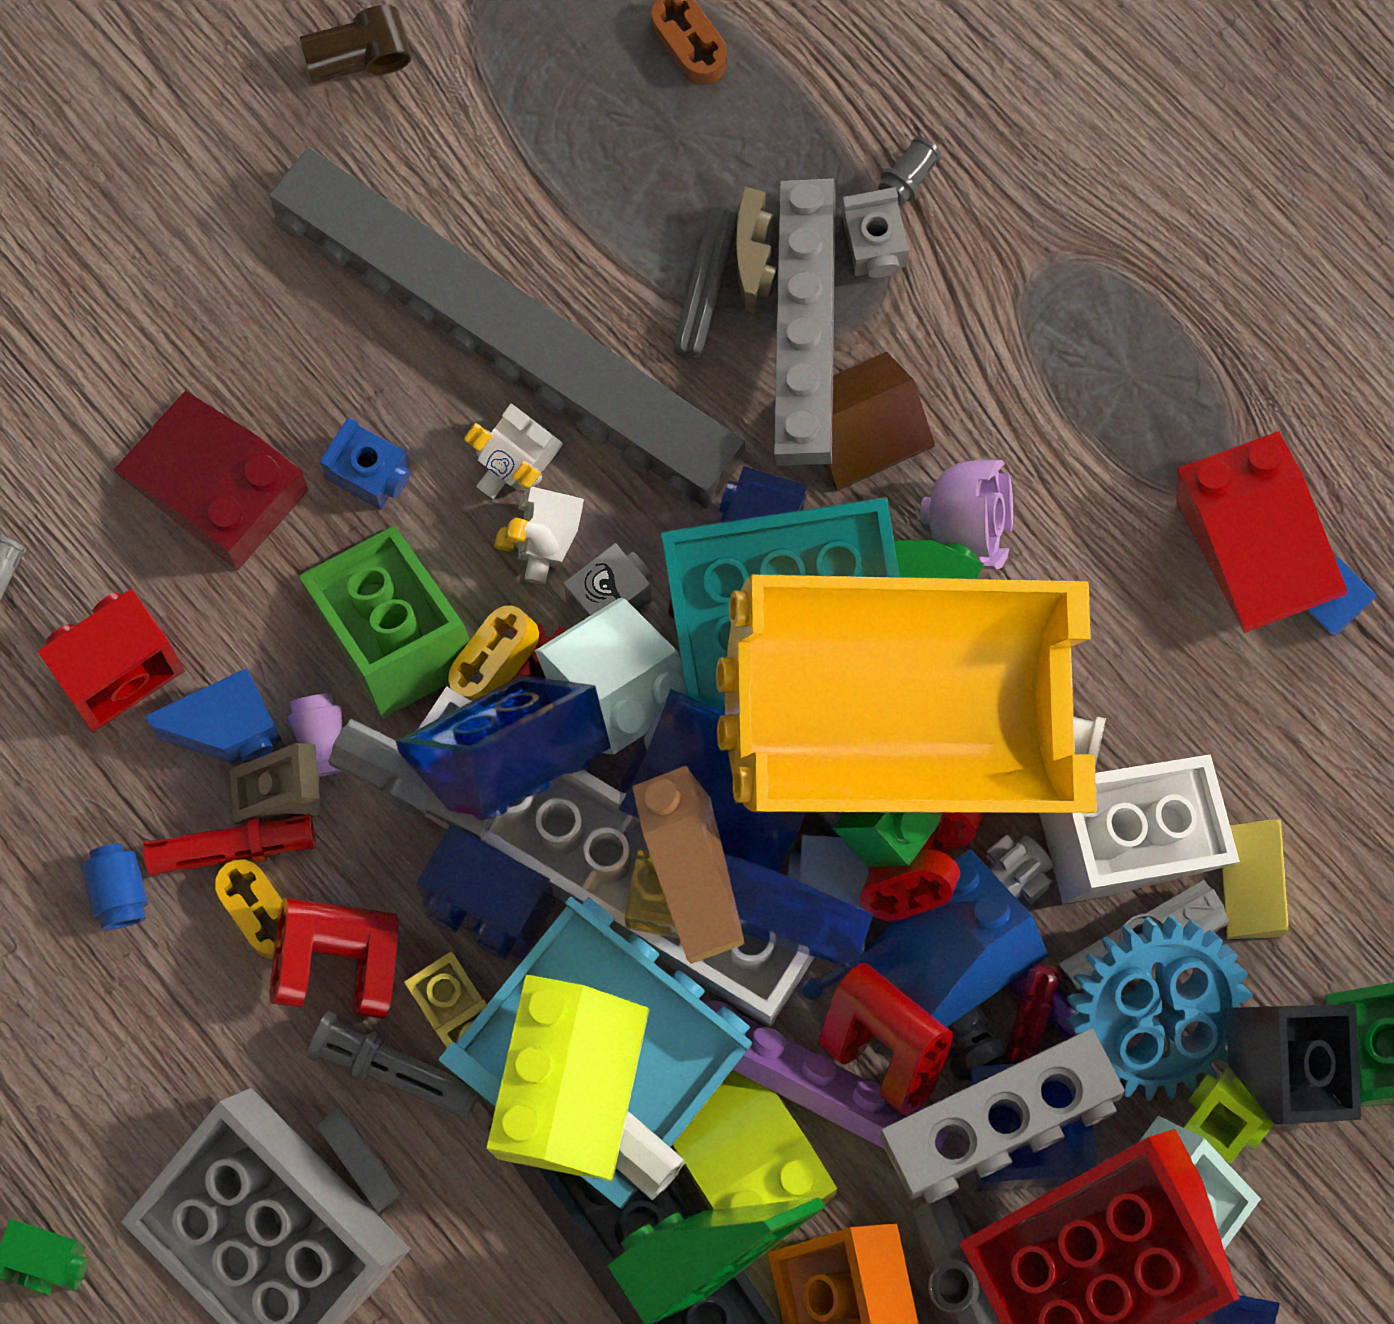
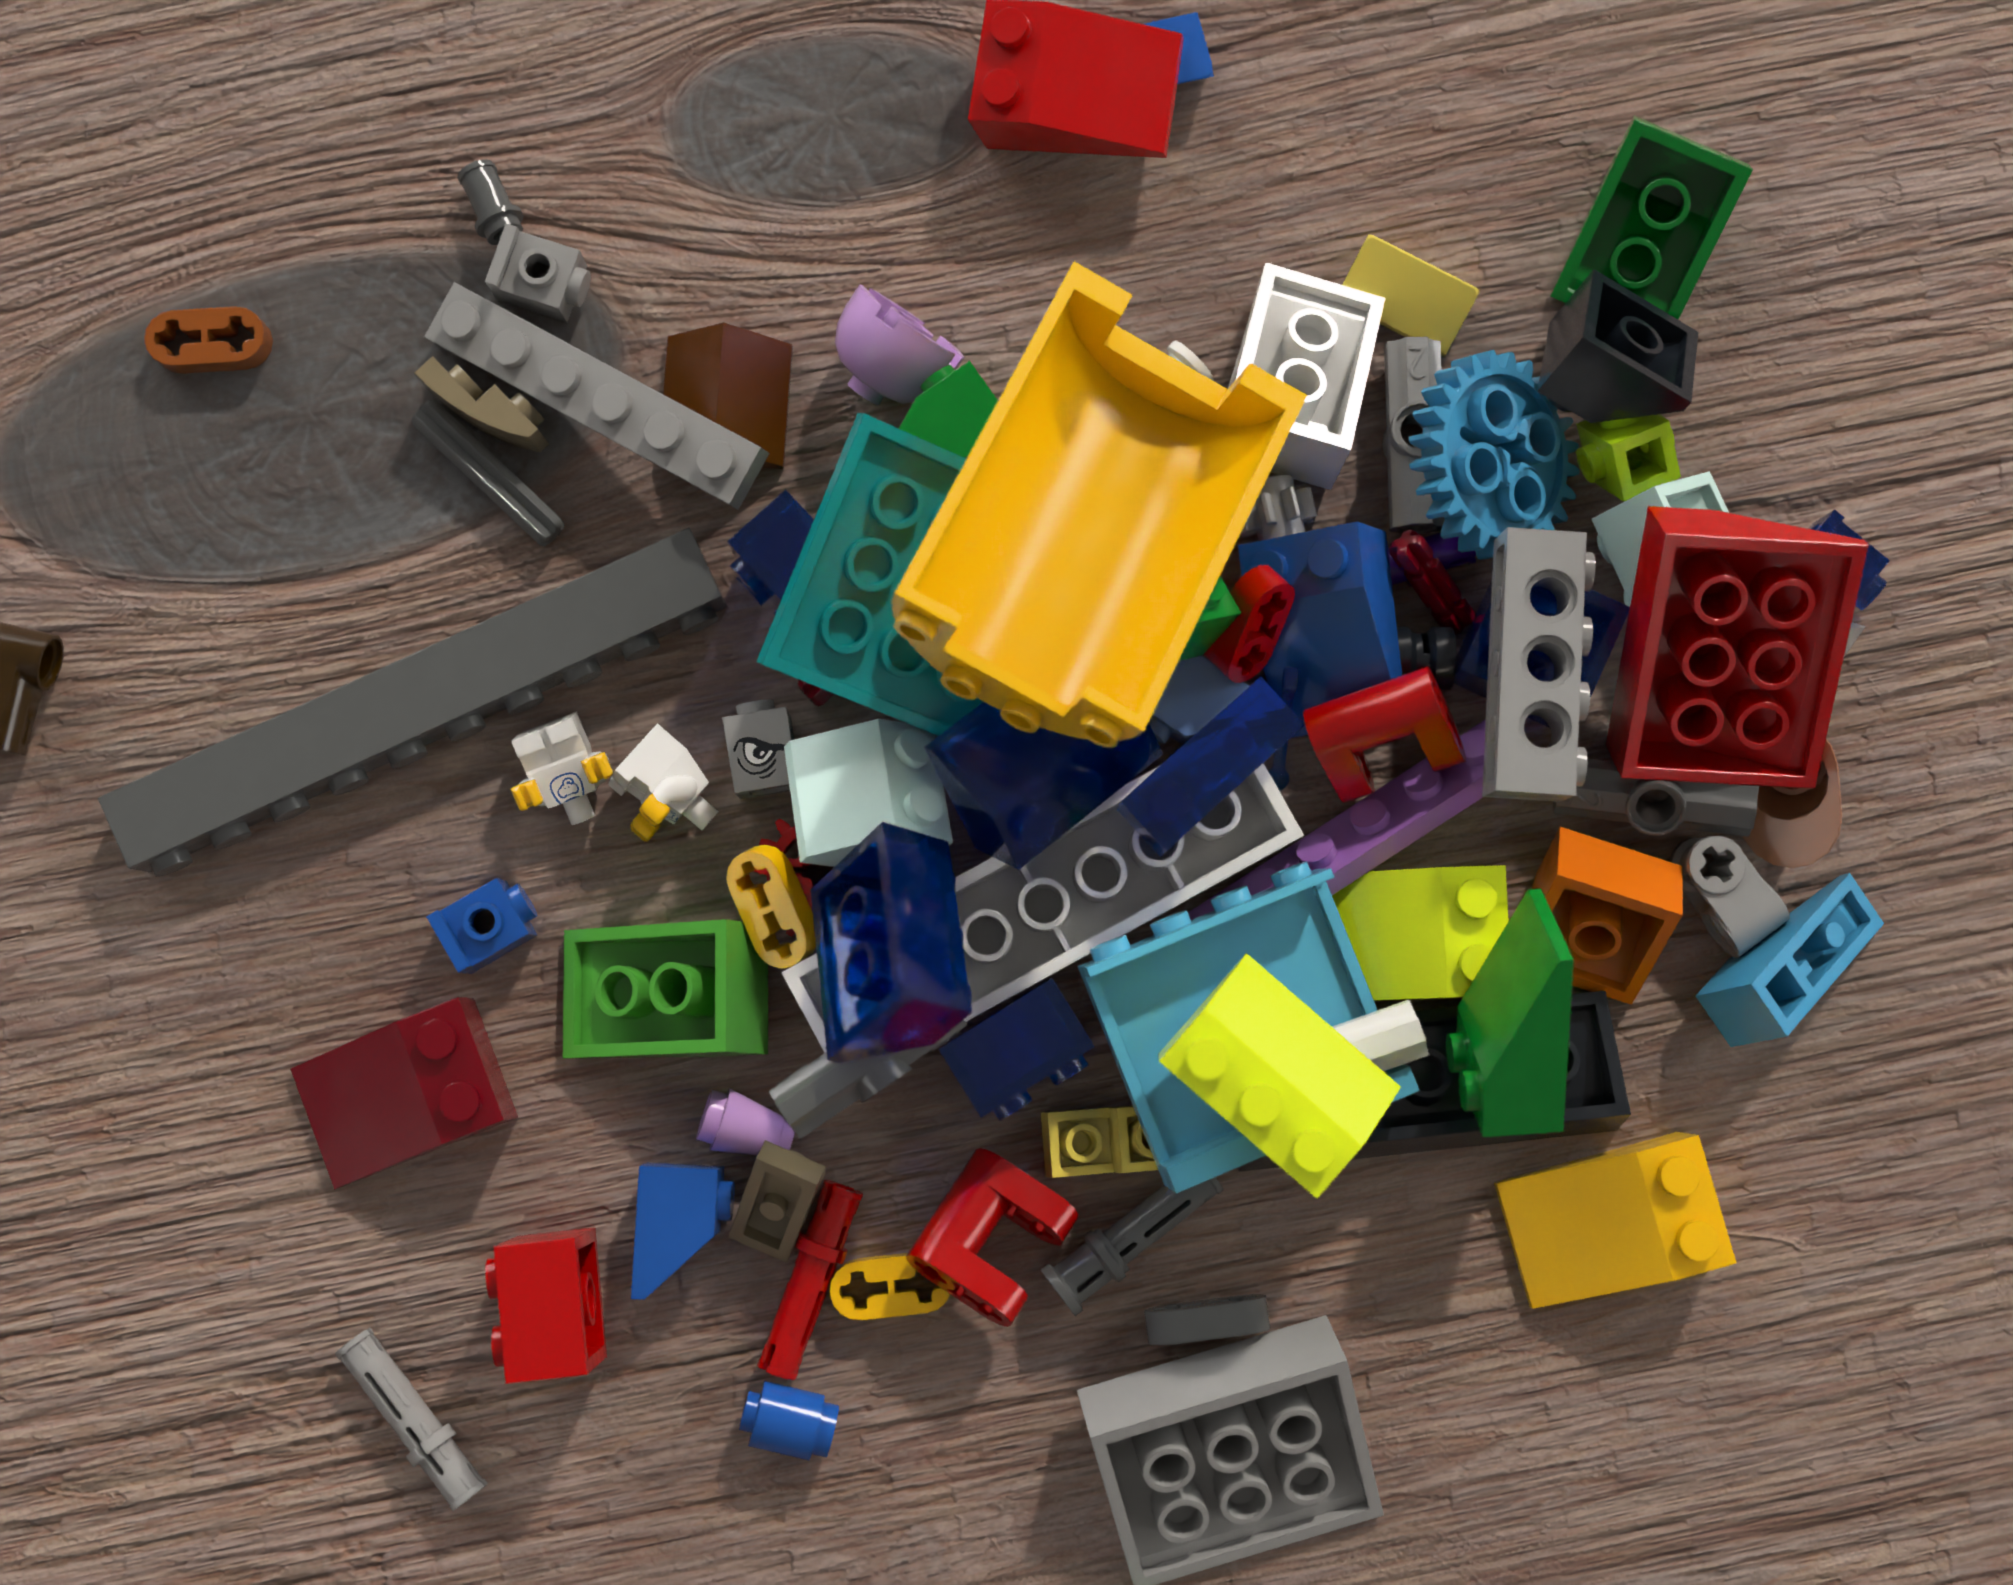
camera: 70 degrees left, 10 degrees up
(646, 902) = (1129, 876): clear yellow panel -> none
(689, 862) = (1136, 830): medium nougat slope -> none

